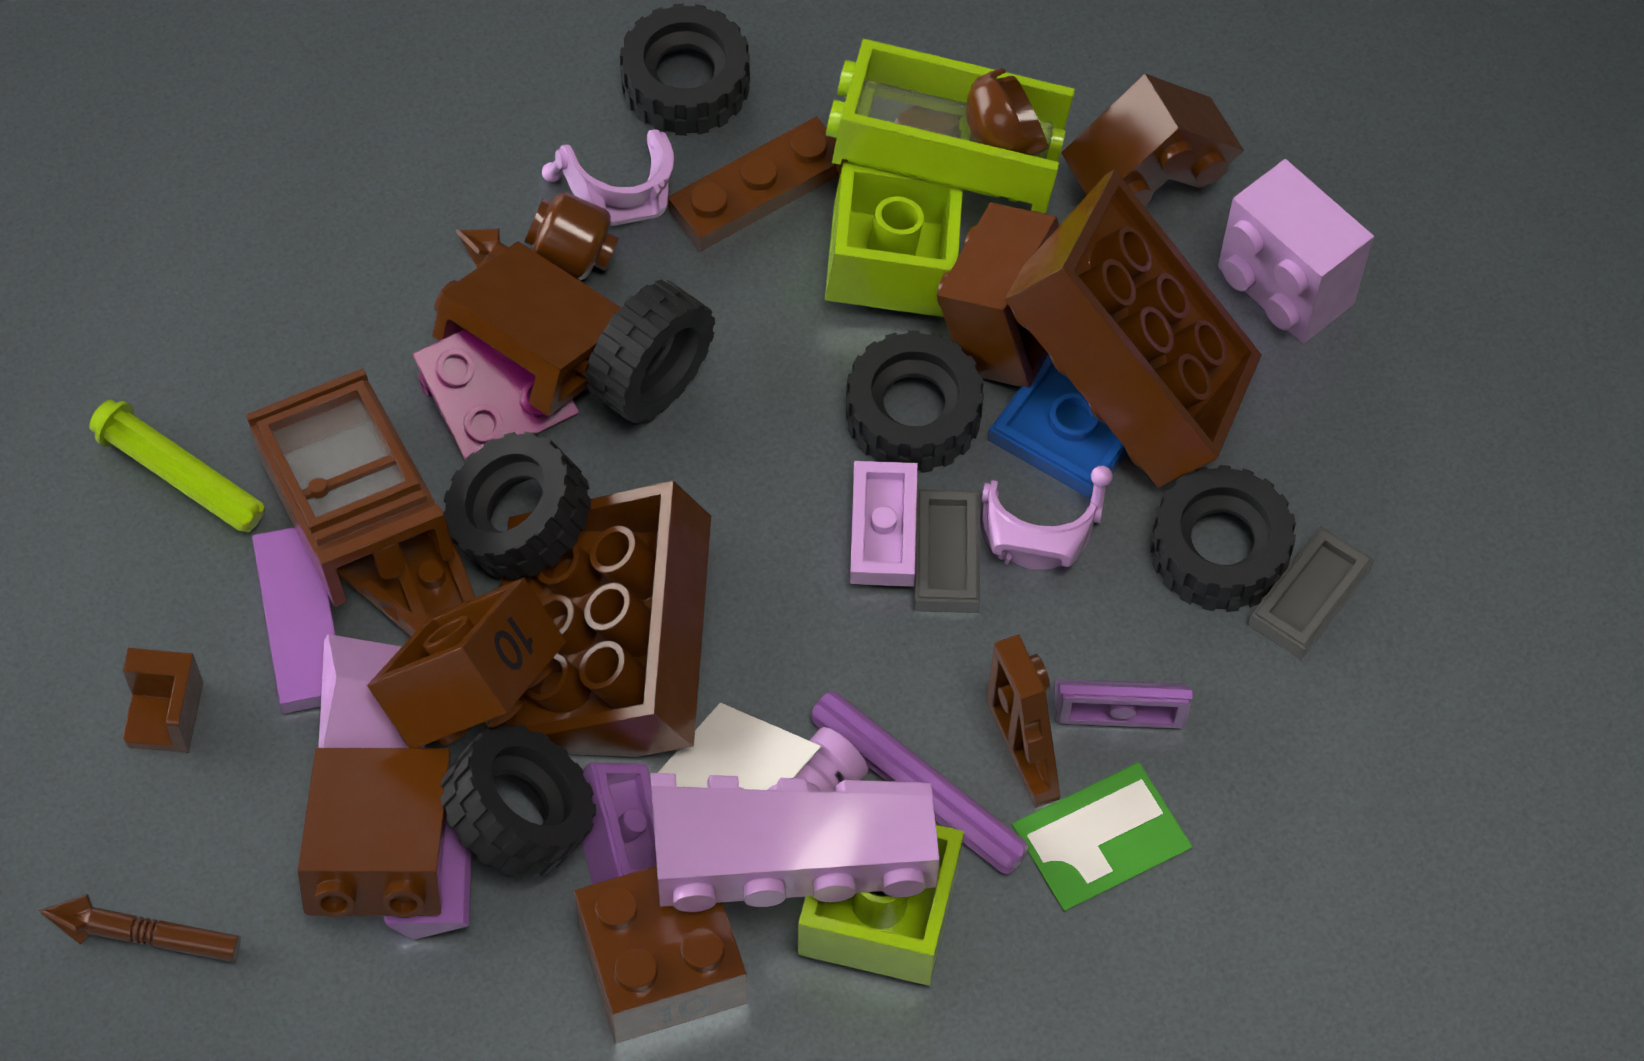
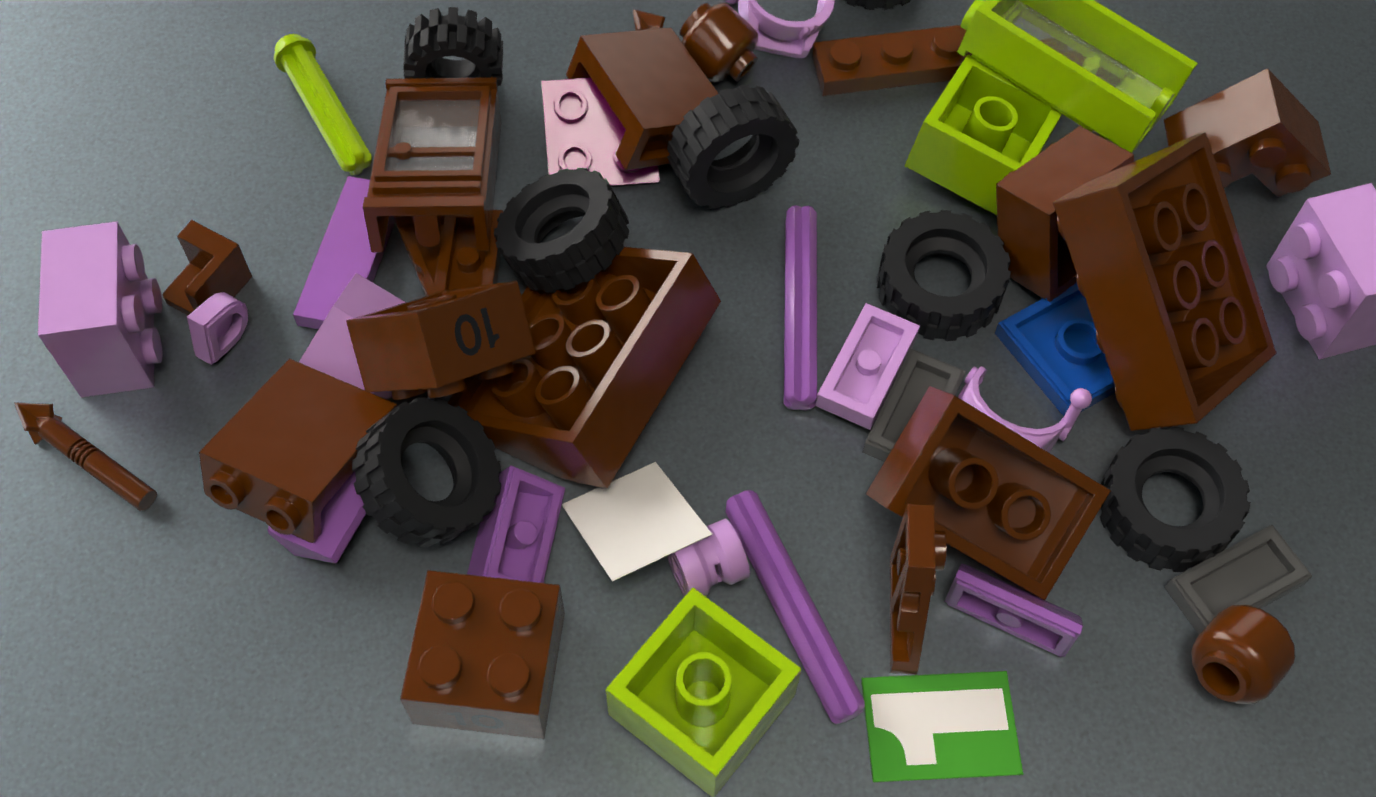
camera: 25 degrees right, 0 degrees up
(92, 776) = (98, 309): none -> lavender brick
(210, 748) = (217, 326): none -> lavender tile
(300, 355) = (457, 37): none -> black tyre
(789, 489) = (800, 308): none -> medium lavender axle
(791, 841) = (626, 608): lavender wedge -> none
(1003, 115) = (1124, 58): reddish brown hair -> none
(1065, 596) = (989, 491): none -> reddish brown slope
(1340, 657) = (1242, 654): none -> reddish brown head

